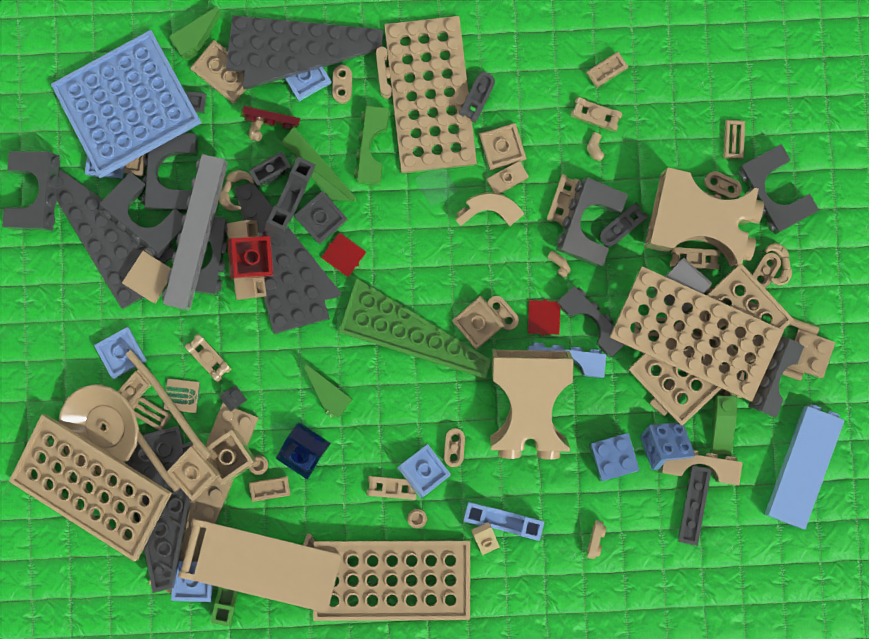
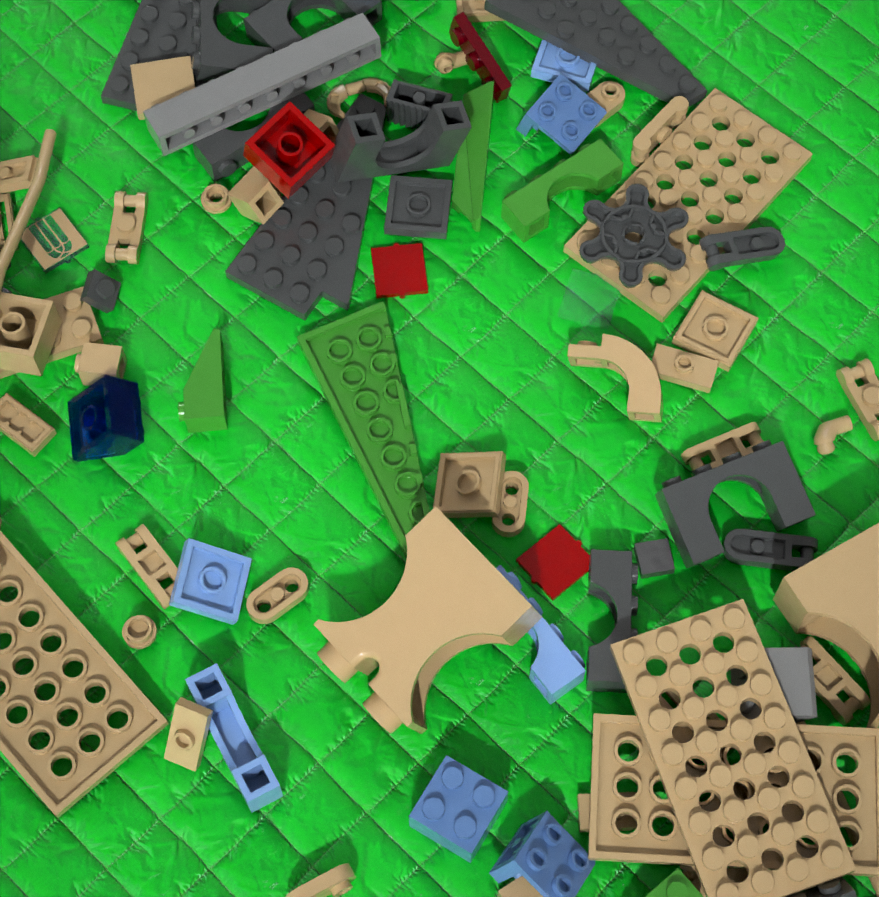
camera: 50 degrees right, 20 degrees down
(114, 351) = (30, 129): light blue plate -> none
(224, 302) = (213, 192): none -> tan plate
(261, 465) = (40, 388): tan plate -> none
(272, 430) = (100, 360): none -> tan brick
(335, 109) = (563, 114): none -> medium blue bracket
(431, 127) = (635, 217): none -> dark grey plate
(561, 262) = (647, 518): tan arm -> none
(580, 276) = (654, 558): none -> flat silver tile

